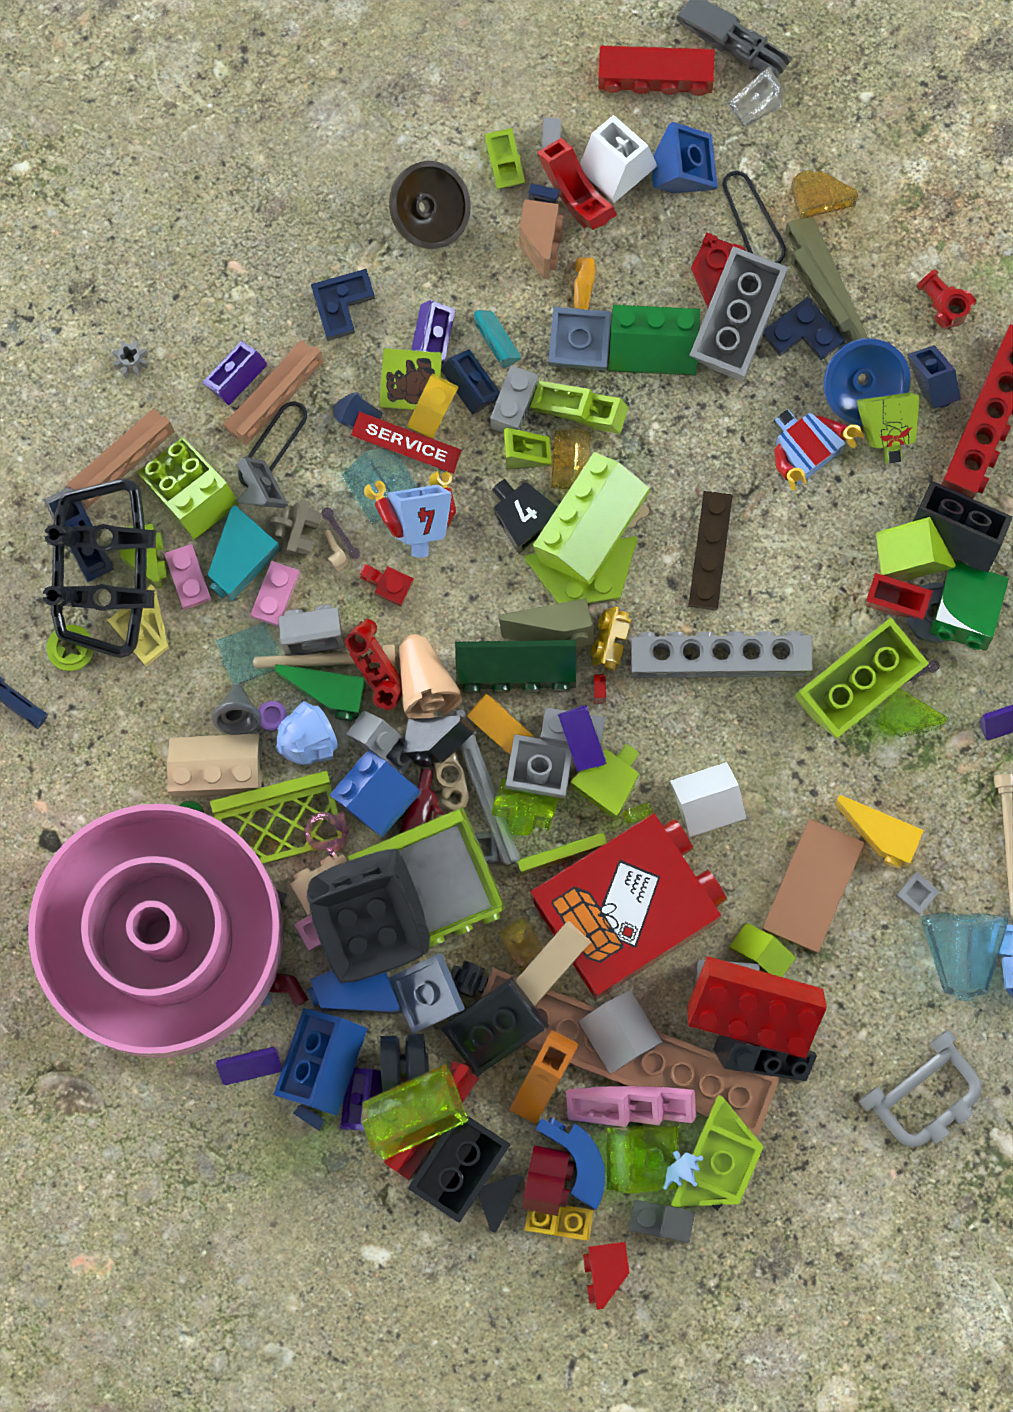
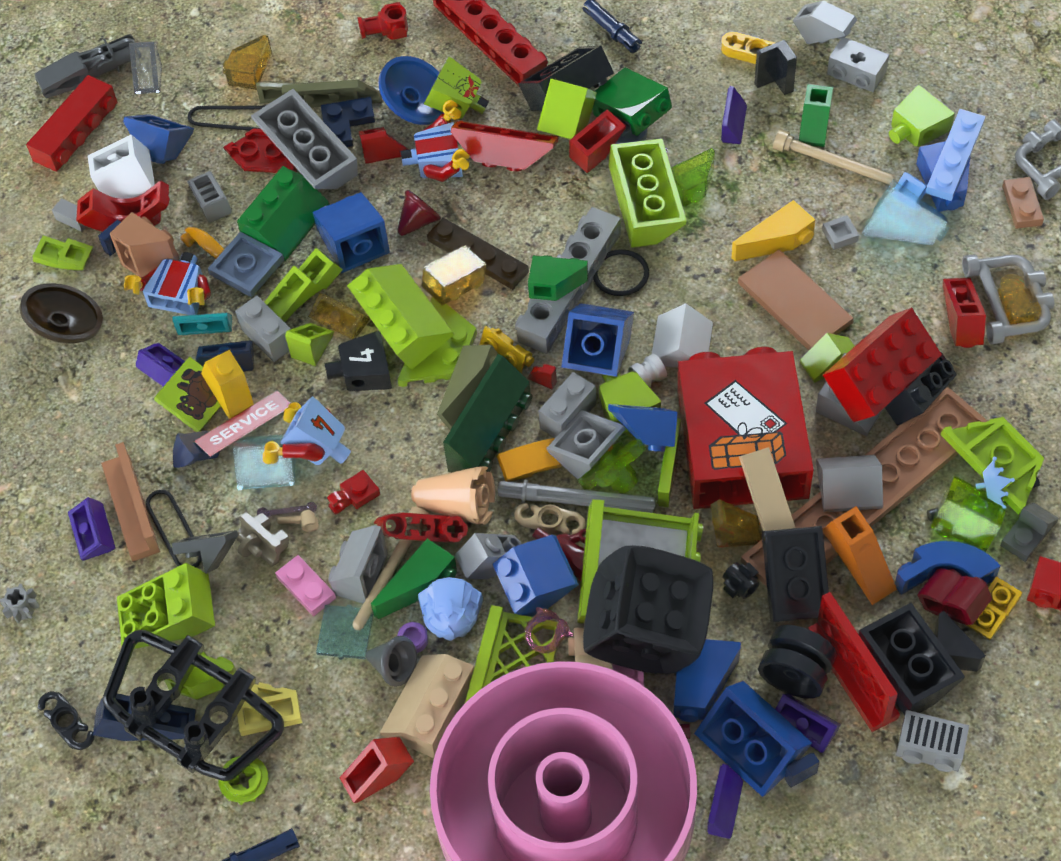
camera: 60 degrees left, 20 degrees down
(49, 454) = (67, 733): none -> black piece
(124, 453) = (97, 645): nougat fence -> none
(133, 754) = (376, 767): none -> red slope
(187, 576) = (245, 649): bright pink plate -> none
(240, 555) = (251, 593): teal slope -> none
(335, 296) = (85, 421): dark blue plate -> none
(393, 1220) = (932, 741): none -> light grey brick
(412, 1112) = (849, 650): clear neon green slope -> none
(427, 993) = (740, 616): sand blue plate -> none
(435, 738) = (514, 506): black slope -> none
(518, 287) = (173, 285): none -> torso
(575, 813) = (648, 424): none -> blue slope
(582, 738) = (583, 388): dark purple slope -> none
(630, 1104) = (916, 503): bright pink slope -> none
(632, 268) = (211, 197): none -> light grey slope
(637, 813) = (666, 391): clear neon green tile -> none
(651, 785) = (650, 370): none -> white wheel
(658, 719) = (596, 339): none -> blue slope
(664, 545) = (453, 275): none -> clear yellow brick
(666, 415) = (352, 231): none -> blue slope
(698, 645) = (555, 277): none -> green slope
(723, 467) = (415, 214): none -> dark red hat
(778, 722) = (626, 292): none -> black tyre
(792, 382) = (379, 145): none -> red slope
(848, 504) = (501, 145): none -> wedge
(882, 1056) = (964, 312): none -> red slope
(925, 1096) = (1016, 301): none -> clear yellow leg
(935, 377) = (439, 47): dark blue slope -> none

